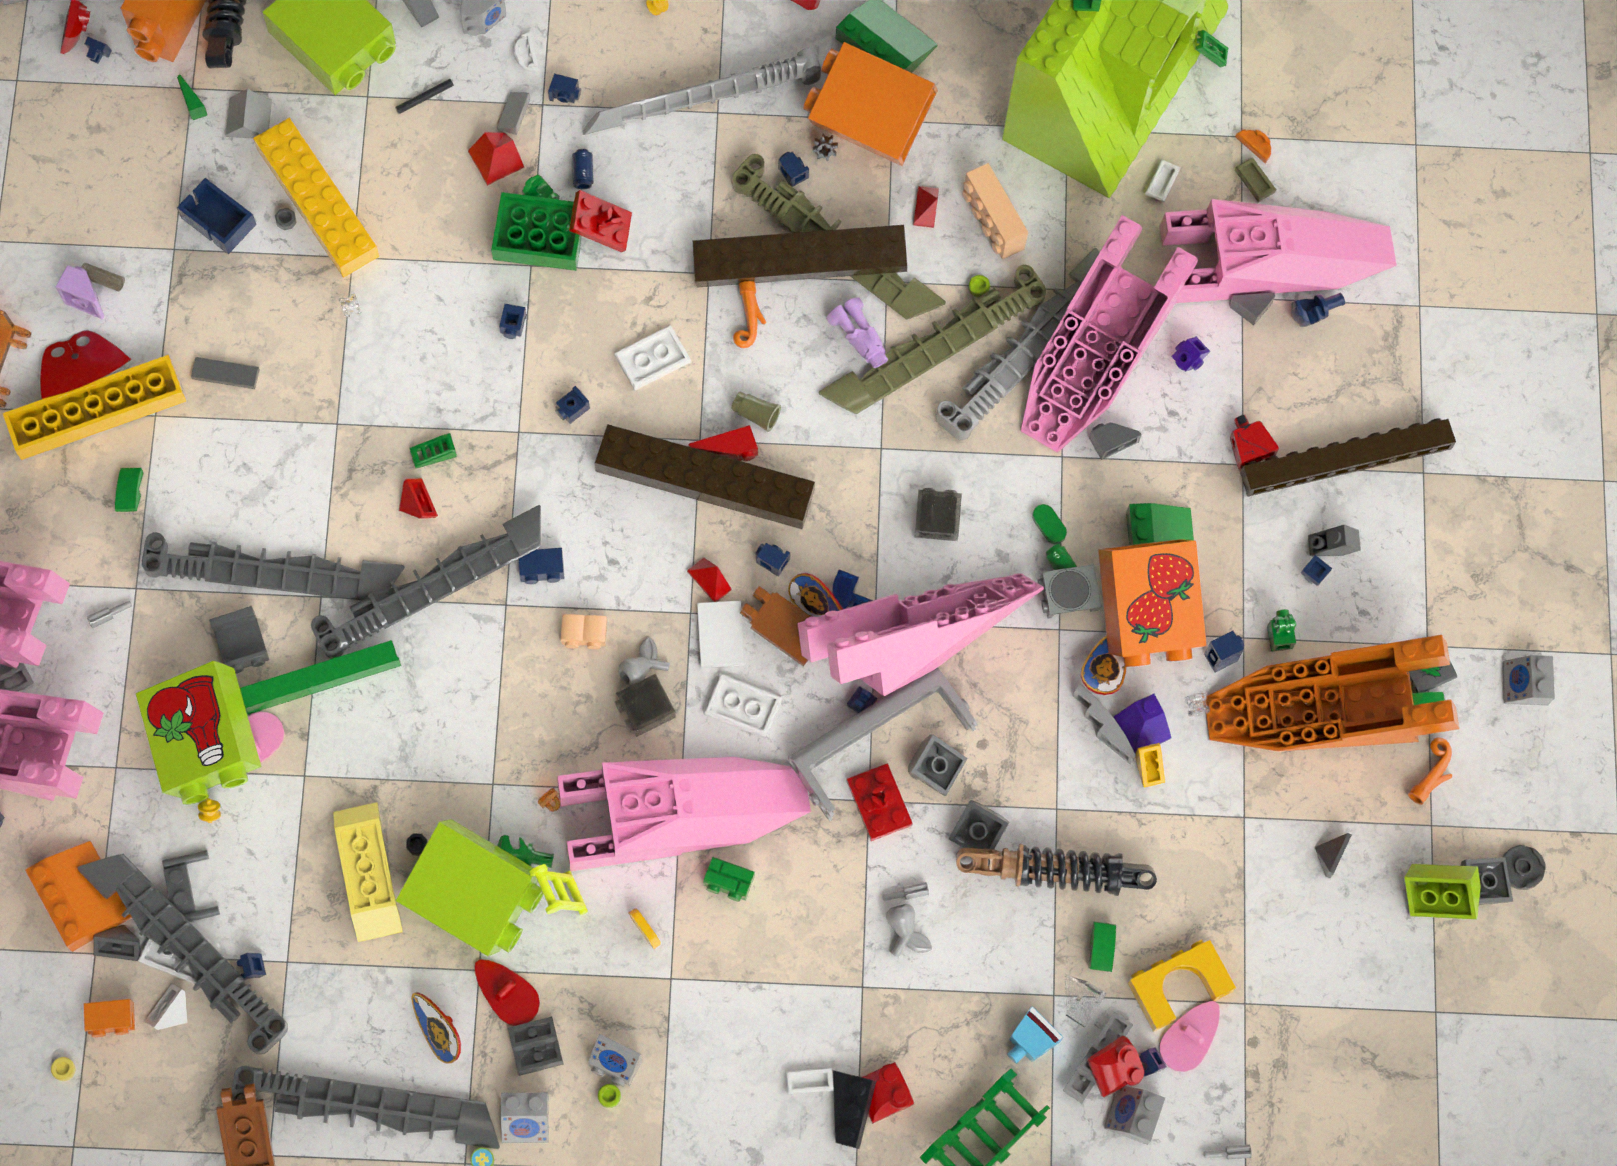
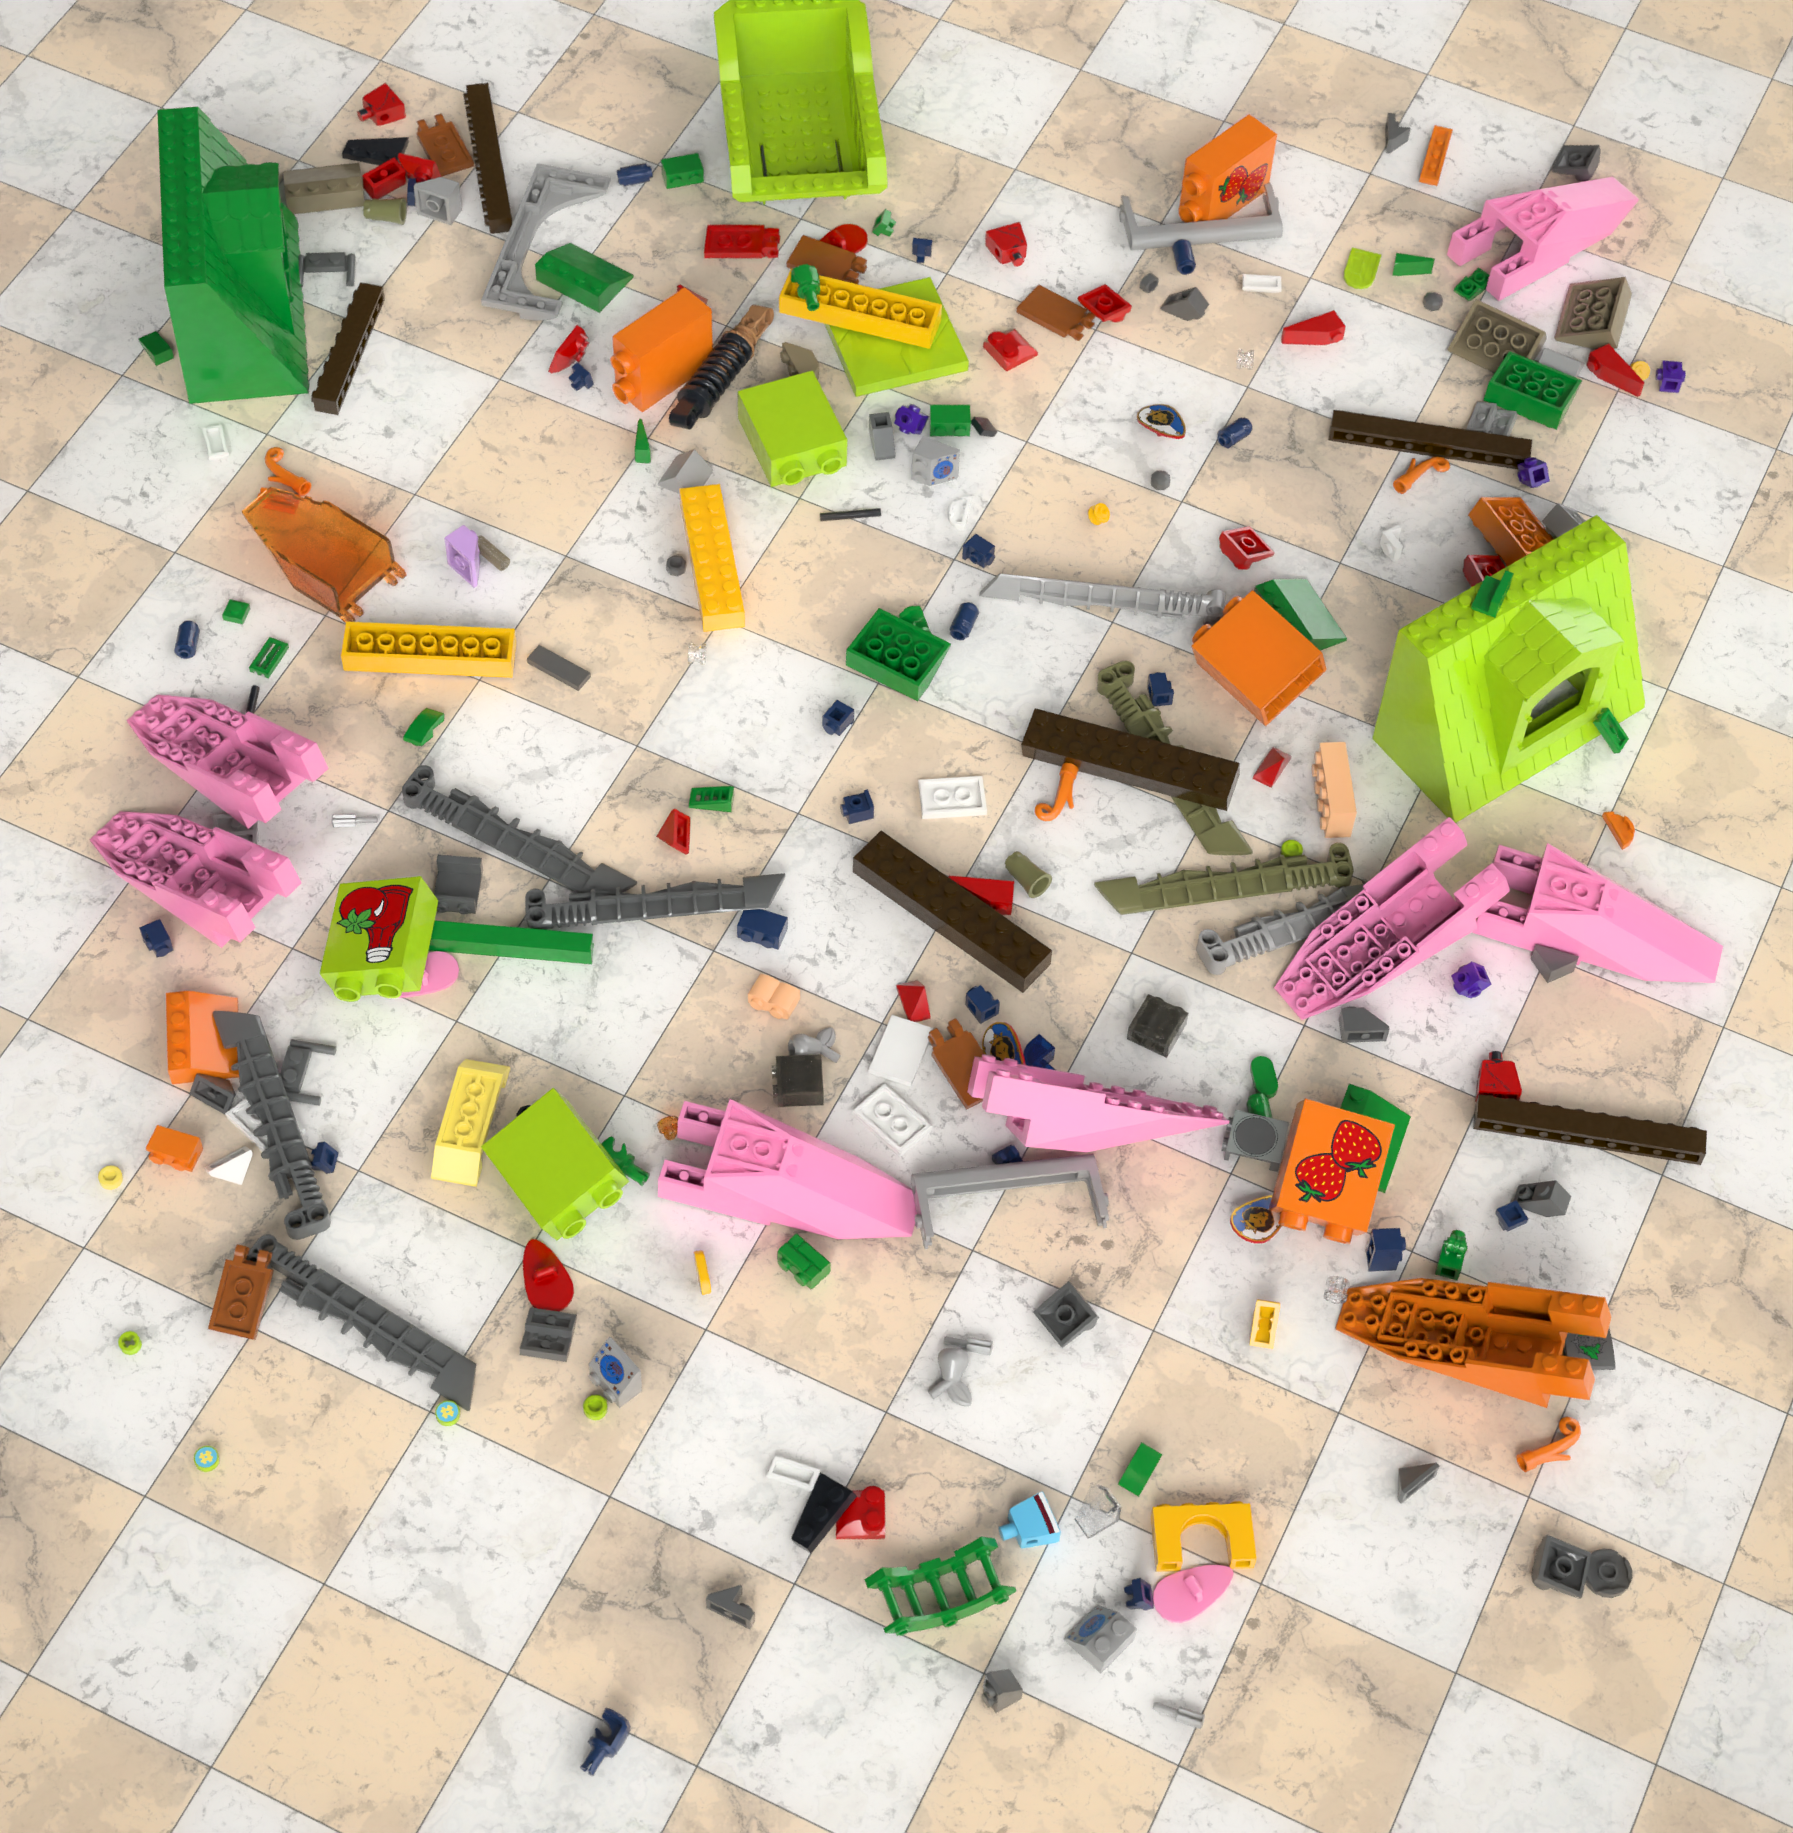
camera: 25 degrees right, 15 degrees down
(67, 374) = (421, 613): red piece -> none
(209, 810) = (355, 1013): yellow wheel -> none
(216, 216) = (616, 542): dark blue piece -> none
(437, 1029) = (463, 1279): shield -> none
(495, 156) = (890, 583): red slope -> none
(514, 112) = (925, 555): light grey slope -> none
(525, 1117) = (506, 1390): light grey slope -> none
(557, 878) = (641, 1192): neon yellow piece -> none
(600, 221) = (958, 665): plate -> none
(822, 152) = (1202, 678): dark grey gear -> none
(864, 339) = (1157, 851): lavender piece -> none
(879, 802) = (982, 1254): red plate -> none
(936, 764) = (1053, 1241): dark grey slope -> none
(1058, 868) = (1127, 1378): black piece -> none
(1083, 1079) = (1088, 1569): light grey slope -> none
(1109, 731) = (1236, 1276): light grey slope -> none
(1116, 1066) = (1100, 1581): red slope -> none
(1144, 723) = (1276, 1282): dark purple slope -> none
(1162, 180) = (1512, 826): white tile -> none
(1255, 179) = (1605, 858): olive tile -> none
(1314, 310) = (1610, 990): dark blue piece -> none
(1443, 891) = (1510, 1555): lime slope -> none
(1529, 680) = (1688, 1400): light grey slope -> none

